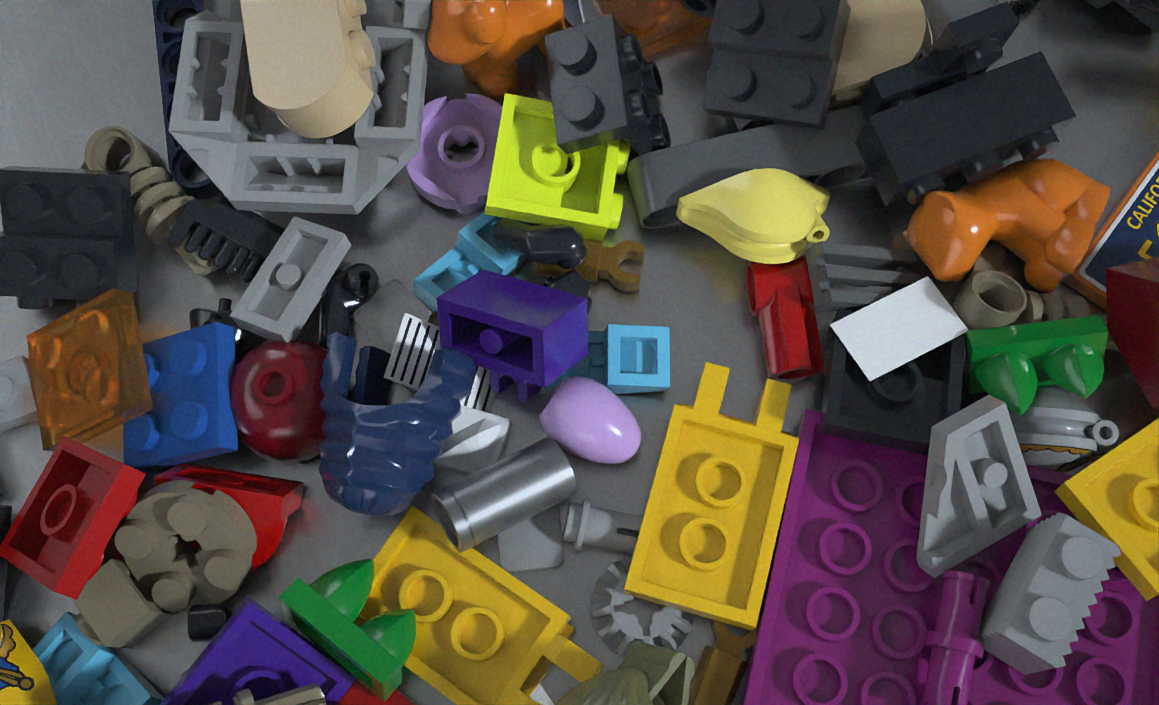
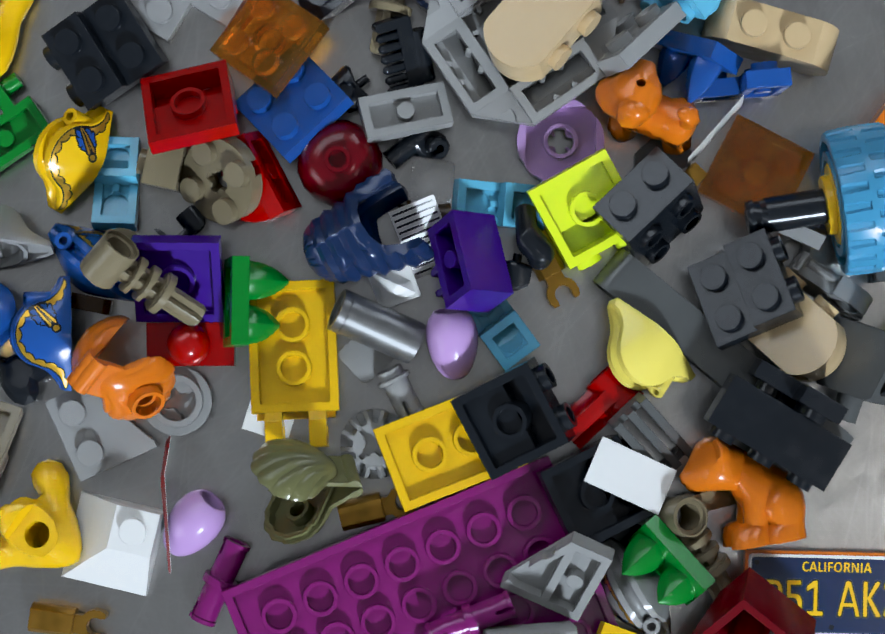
camera: 50 degrees right, 15 degrees up
(737, 405) = (515, 417): none -> black plate

